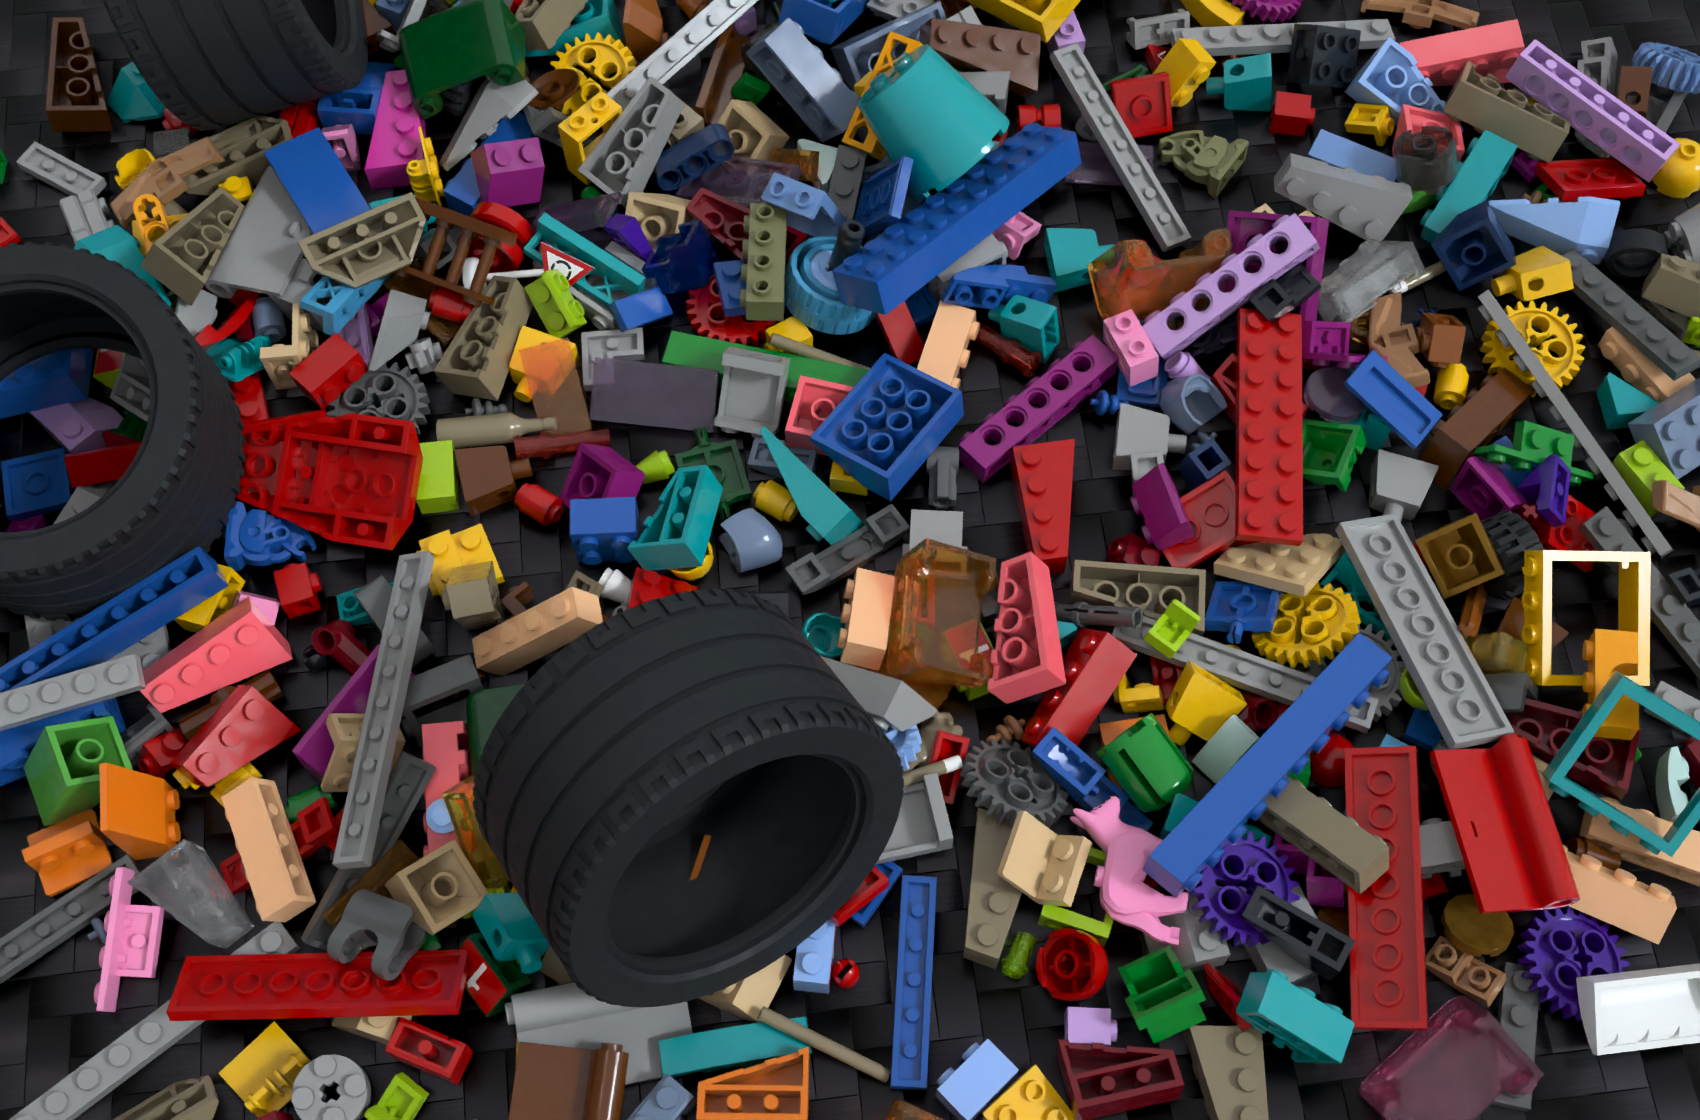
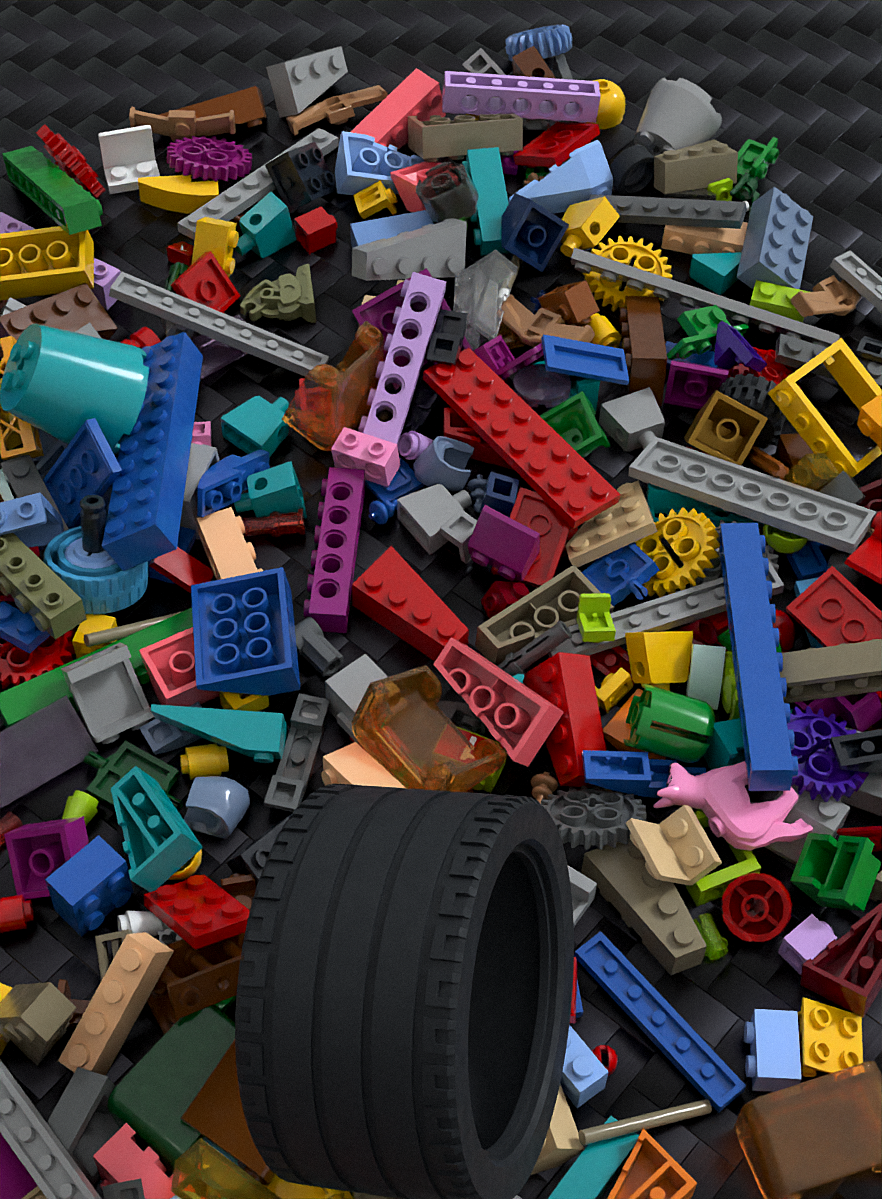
camera: 45 degrees left, 10 degrees down
(1155, 29) = (162, 233): light grey hinge -> none

